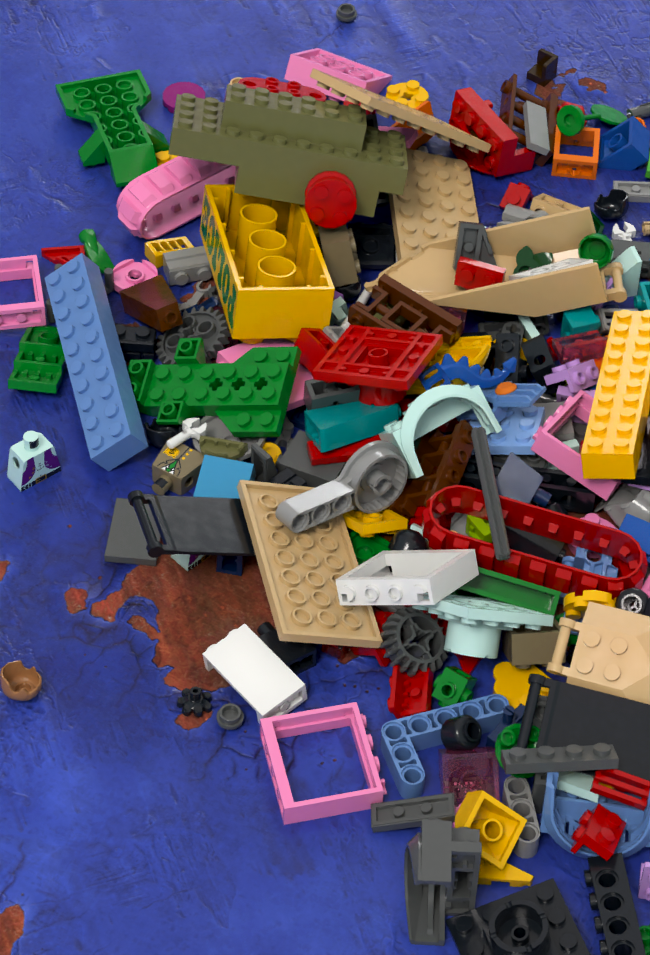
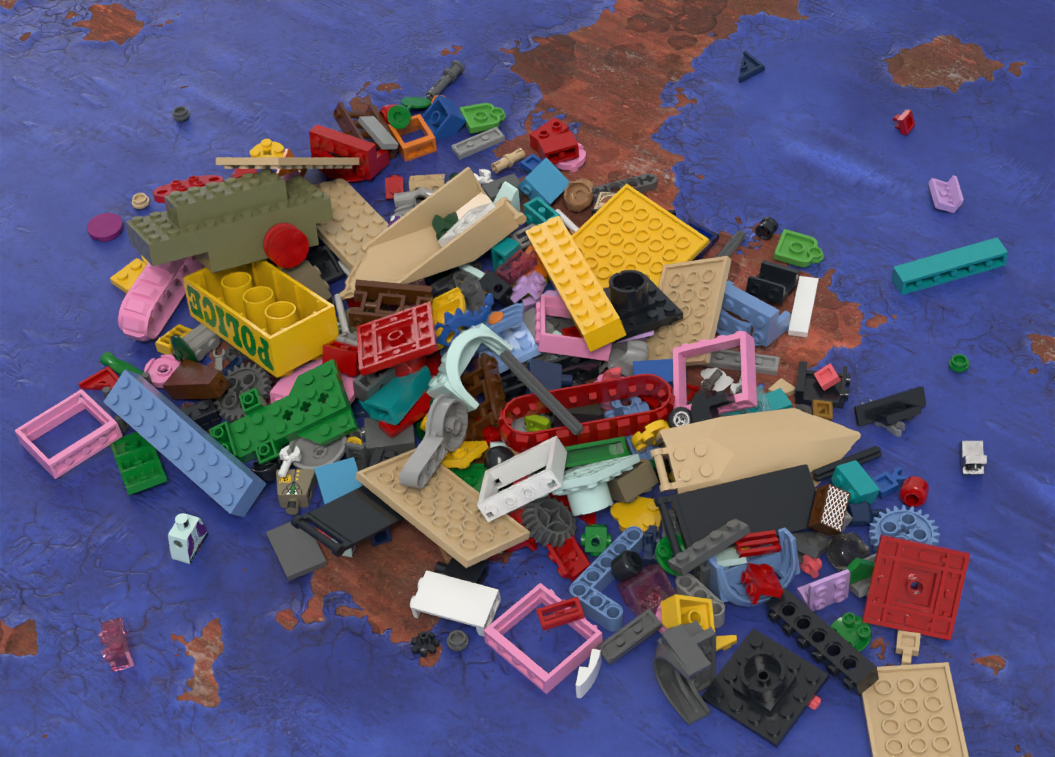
camera: 25 degrees left, 0 degrees up
(20, 682) = (293, 697): medium nougat hair -> none
(119, 134) = (60, 257): green piece -> none
(162, 265) = (181, 349): none -> dark green dish
(222, 447) = (320, 458): olive tile -> none
(302, 64) = (202, 160): bright pink slope -> none
(335, 830) = (588, 675): none -> white slope
(351, 749) = (561, 616): none -> red tile
(473, 243) = (402, 234): dark grey wing -> none
(476, 274) = (418, 250): red bracket -> none
(545, 69) = (349, 90): dark brown panel -> none
(596, 247) = (486, 193): green hair -> none
(602, 517) = (612, 373): none -> coral tile
(612, 206) = (464, 159): black hair -> none

